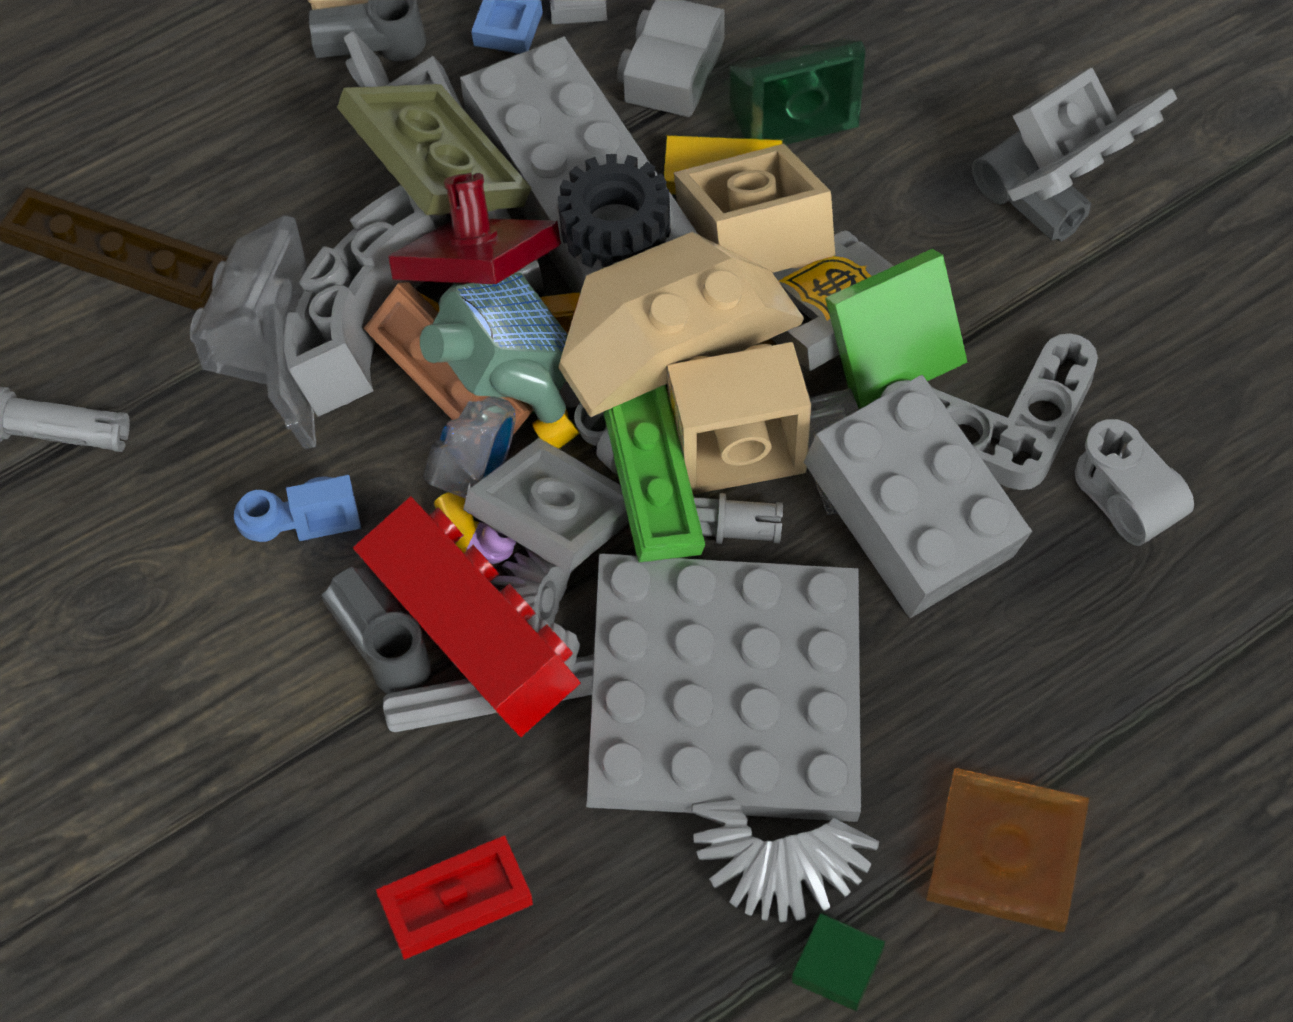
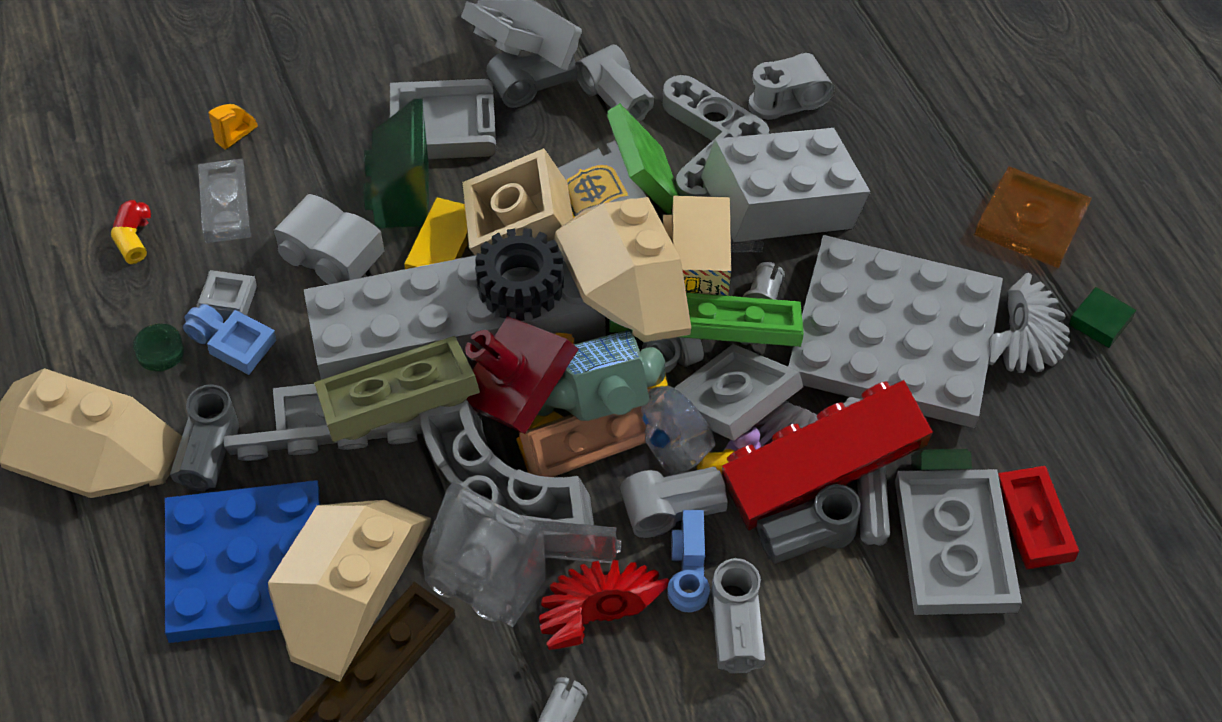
camera: 80 degrees left, 5 degrees down
(210, 184) = (341, 578): none -> tan wedge
(231, 571) = (737, 618): none -> light grey piece
(234, 111) = (223, 555): none -> blue plate
(247, 427) = (596, 598): none -> red hair
(384, 467) = (659, 501): none -> light grey piece
(394, 803) = (957, 542): none -> light grey plate
(511, 765) = (941, 459): none -> dark green tile
(928, 129) = (455, 113): none -> light grey container
(1058, 269) = (610, 77): none -> light grey piece

